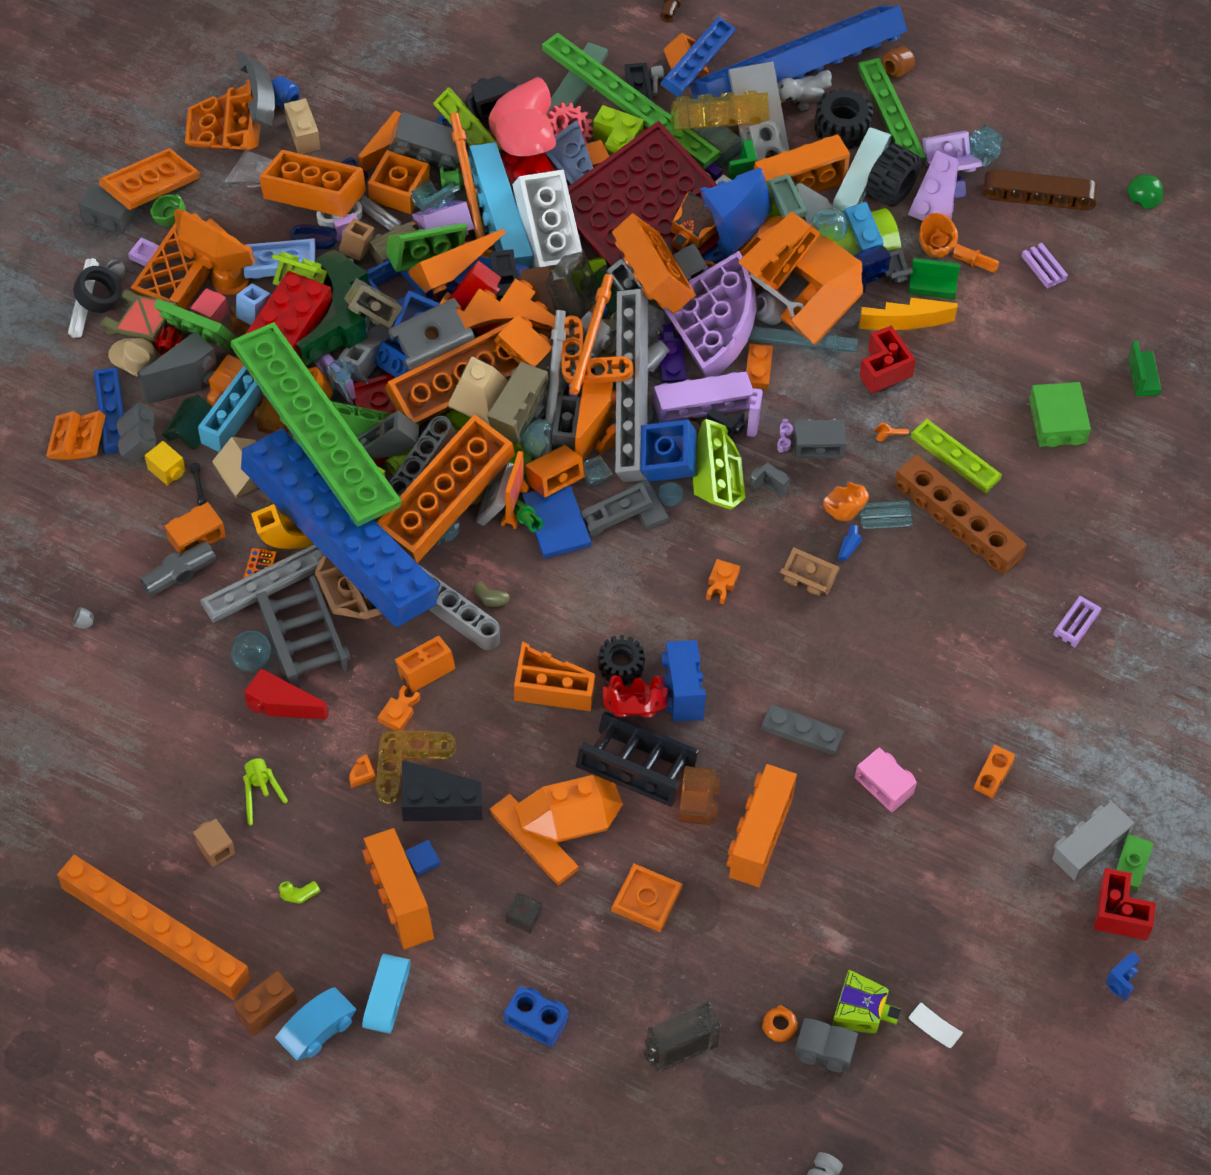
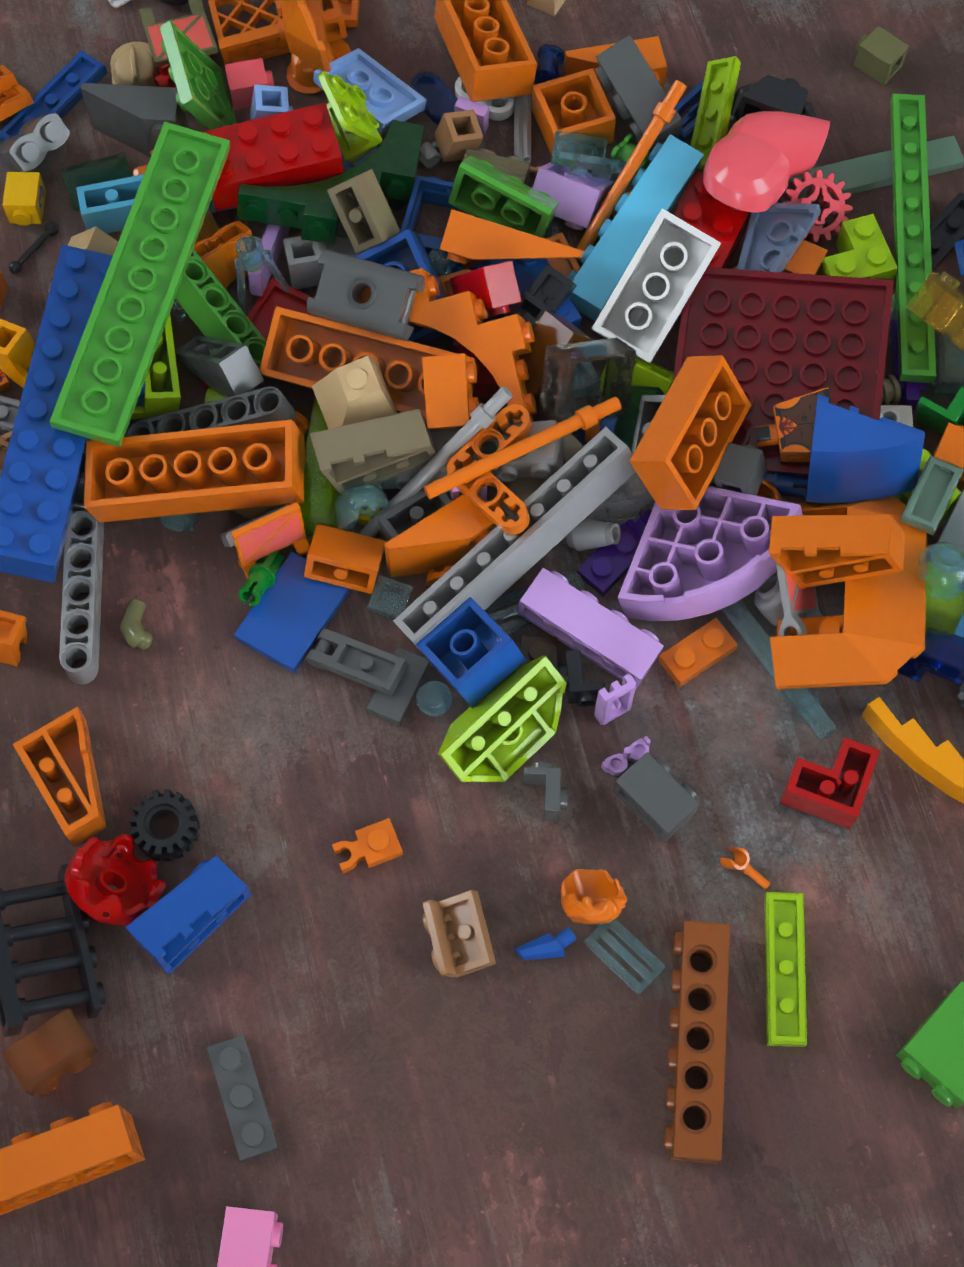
camera: 50 degrees right, 10 degrees up
(508, 33) = (880, 55): none -> olive brick

